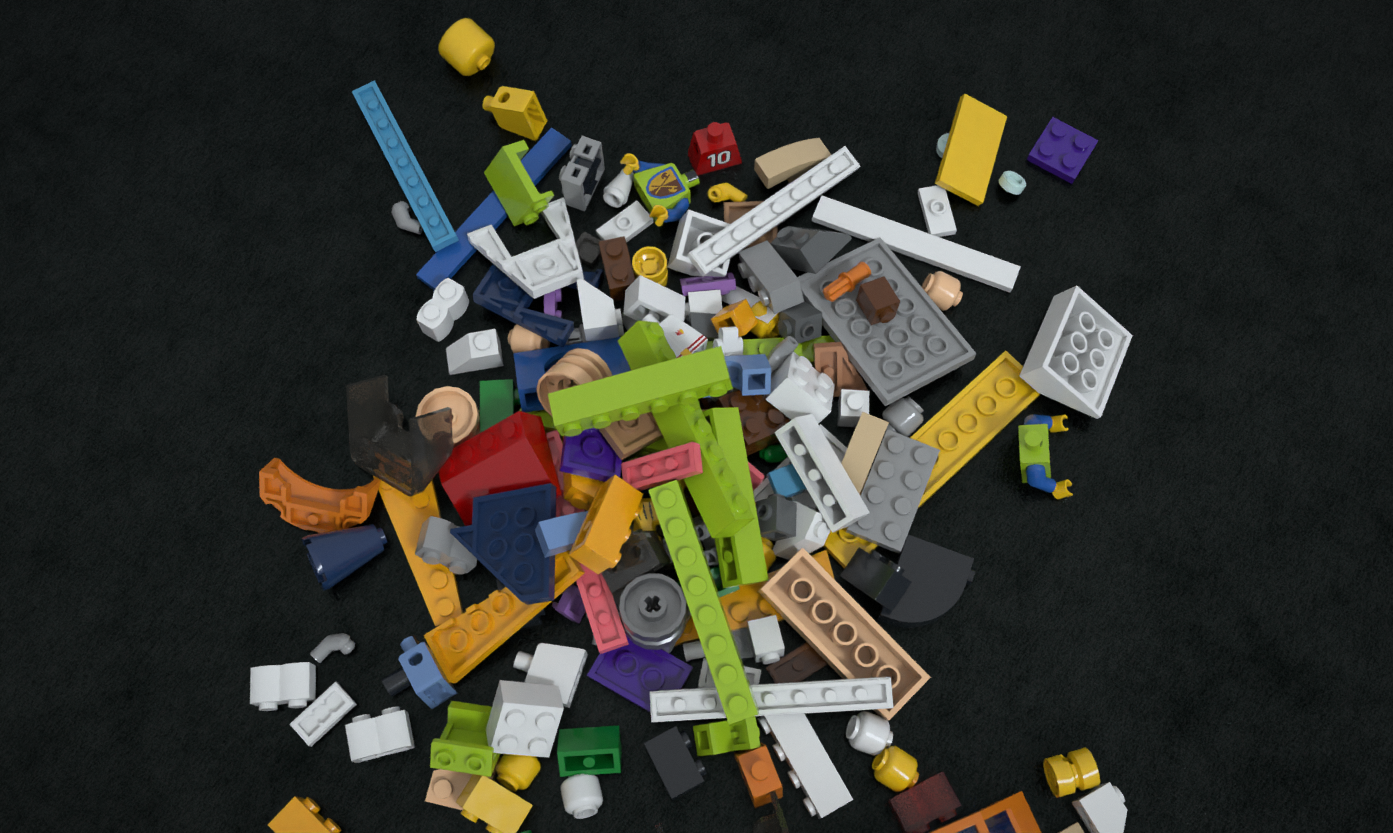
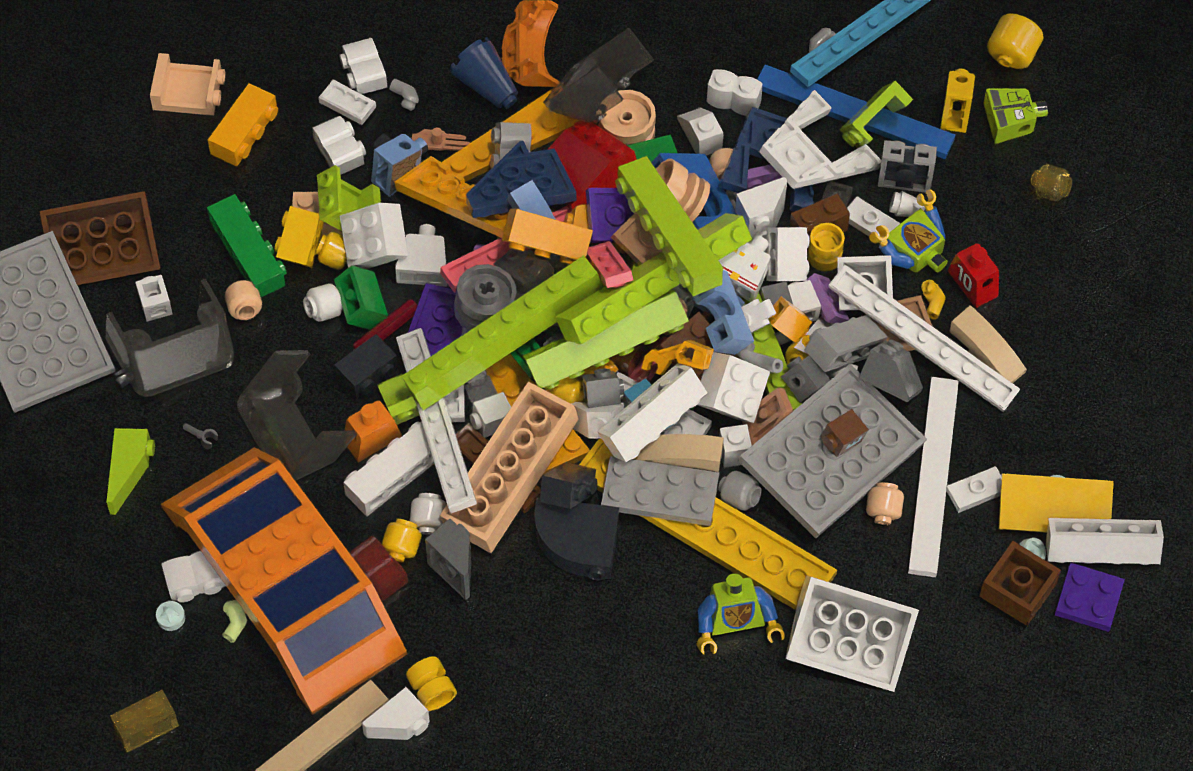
camera: 75 degrees right, 10 degrees down
(402, 625) = (437, 140): none -> nougat piece
(543, 72) = (1012, 113): none -> lime torso
(627, 731) = (390, 323): none -> dark red axle
(630, 61) = (1051, 182): none -> clear yellow head
(764, 427) = (663, 357): none -> light orange piece
(846, 281) = (859, 406): orange axle -> none
(933, 715) = (451, 556): none -> dark grey slope
(1019, 119) = (1104, 541): none -> white brick
(1050, 197) = (1020, 583): none -> reddish brown brick

